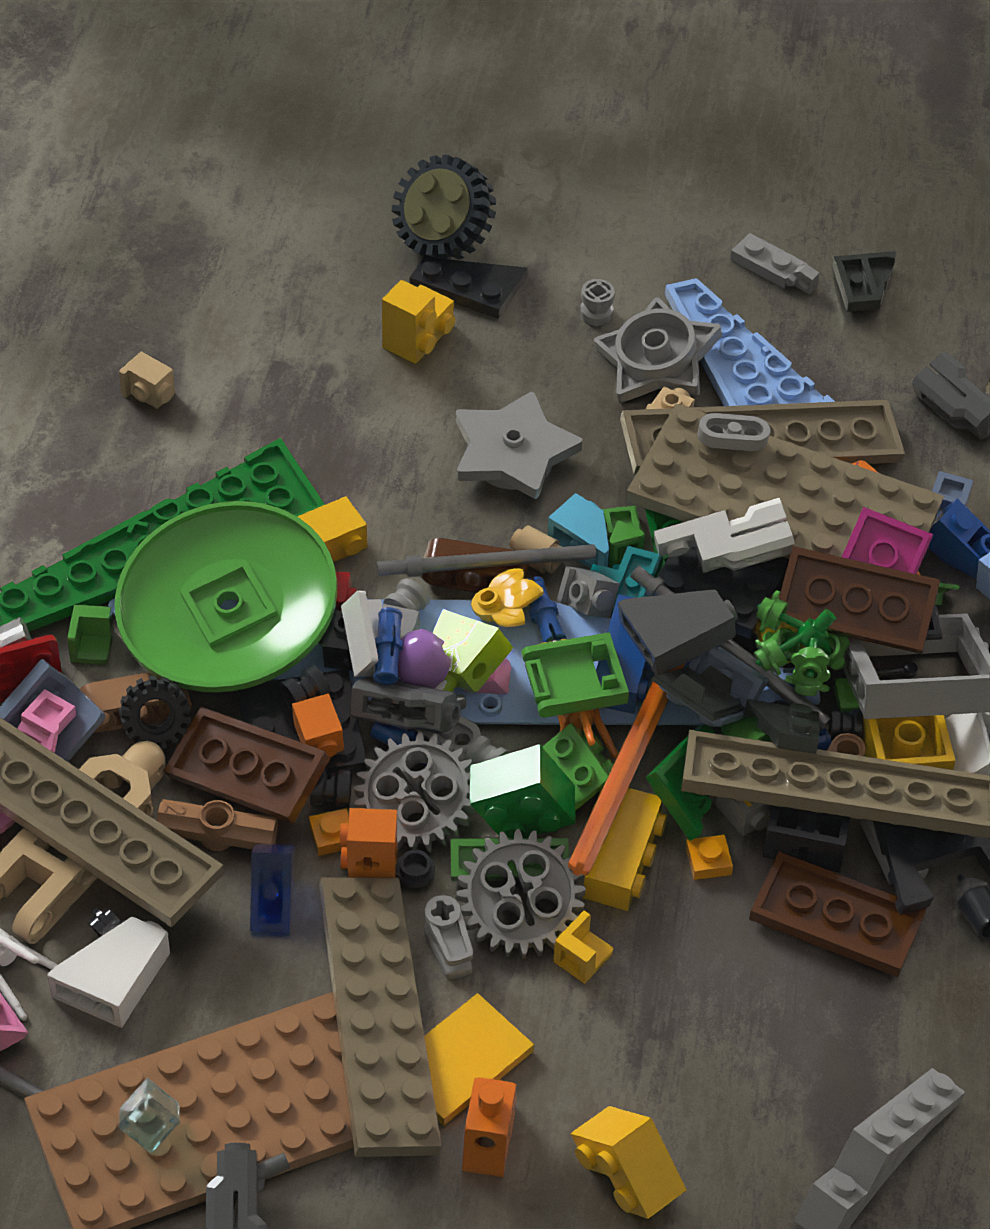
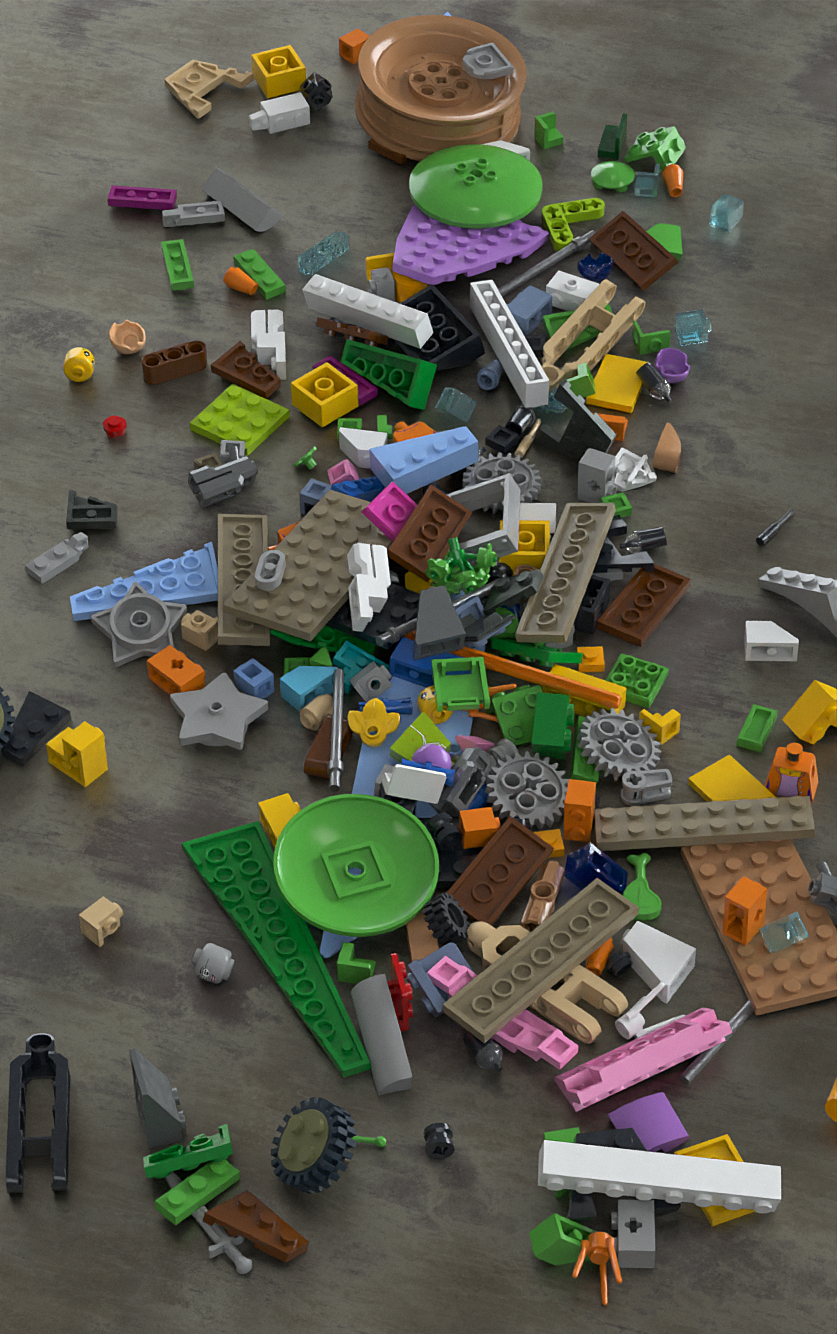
camera: 80 degrees left, 5 degrees down
(83, 492) = (213, 963): none -> light grey head
(118, 903) = (597, 960): none -> orange cone
(168, 1049) = (744, 910): none -> orange brick
(234, 947) = (639, 891): none -> bright green piece
(408, 595) = (364, 776): light grey wheel -> none
(501, 723) = (473, 741): none -> bright pink slope
(580, 397) = (175, 672): none -> orange brick
(580, 473) = (254, 679): none -> medium blue brick
(597, 302) = (79, 654): light grey wheel -> none
(603, 1083) = (757, 728): none -> bright green tile
(676, 917) = (639, 677): none -> bright green tile
(785, 1081) = (769, 642): none -> white slope

